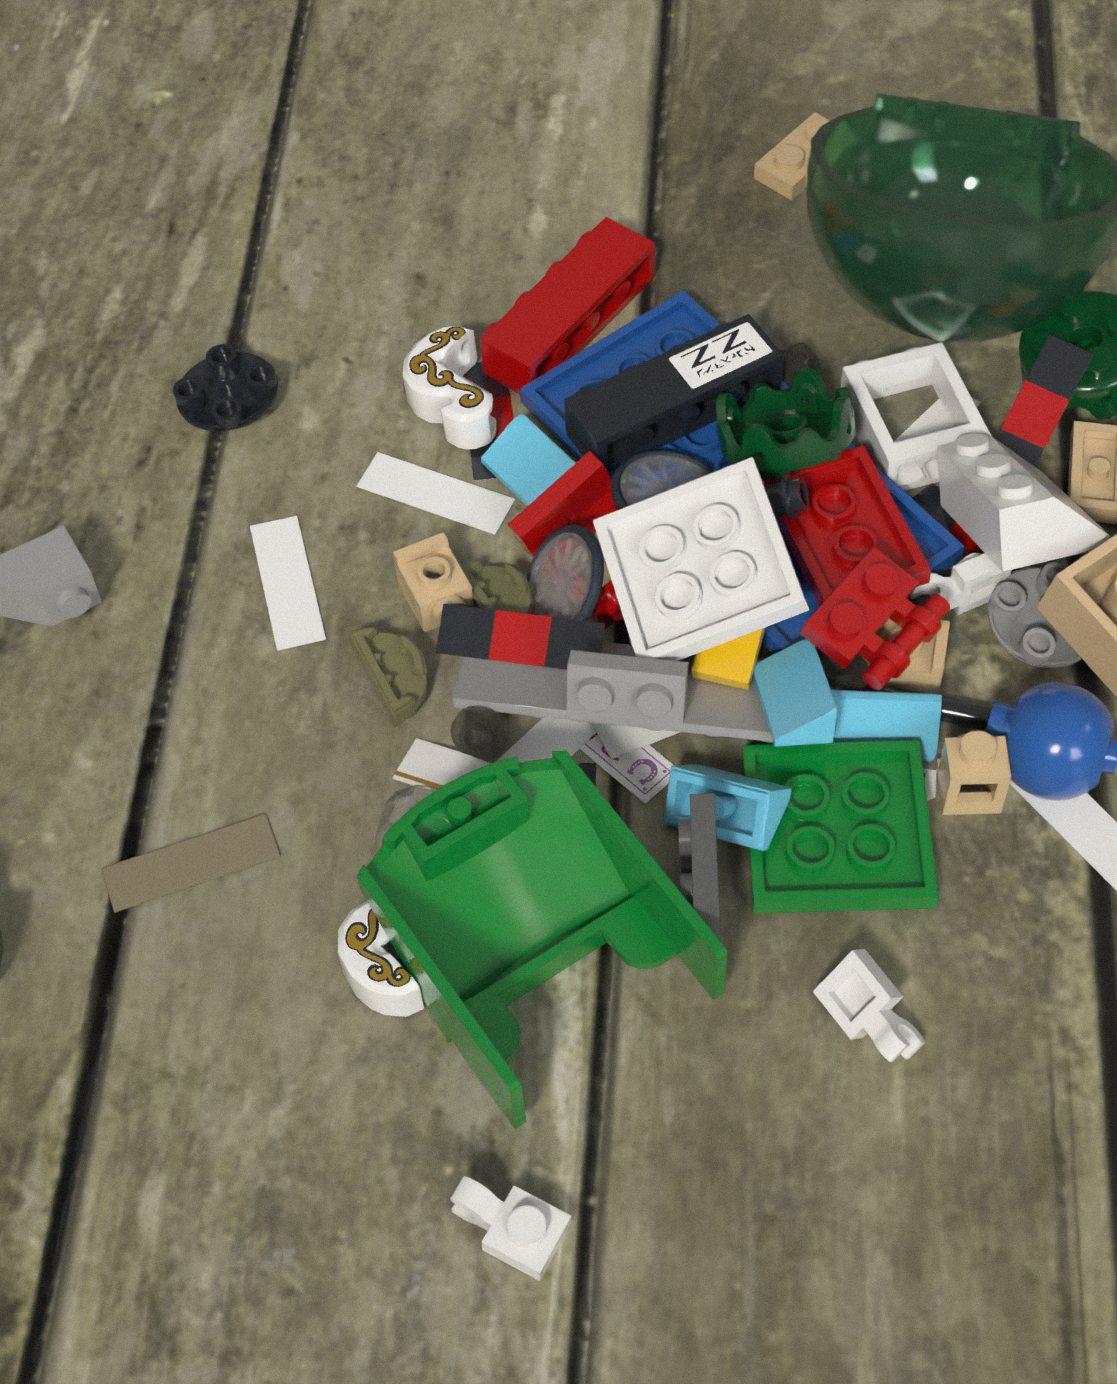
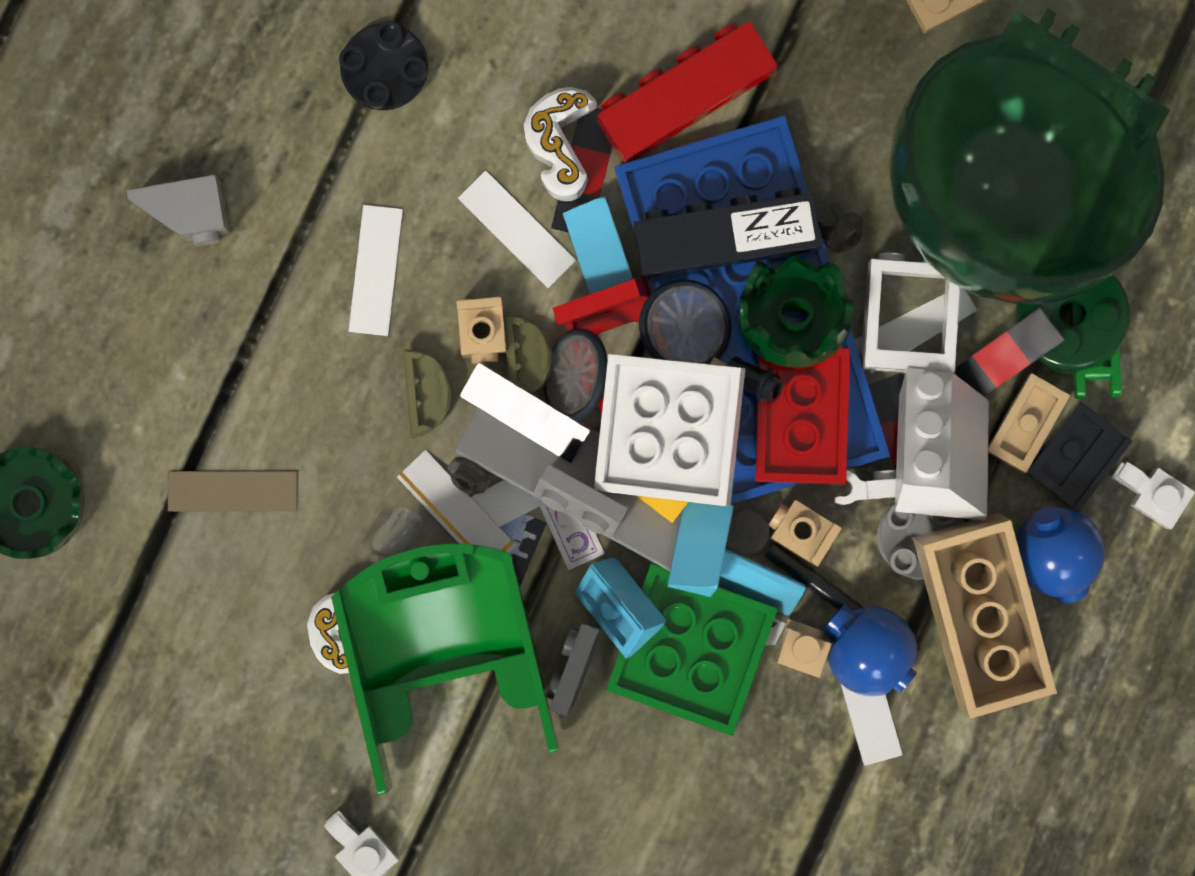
camera: 15 degrees right, 30 degrees up
(862, 606) = (778, 501): red plate -> none
(862, 1003) = (650, 789): white plate -> none

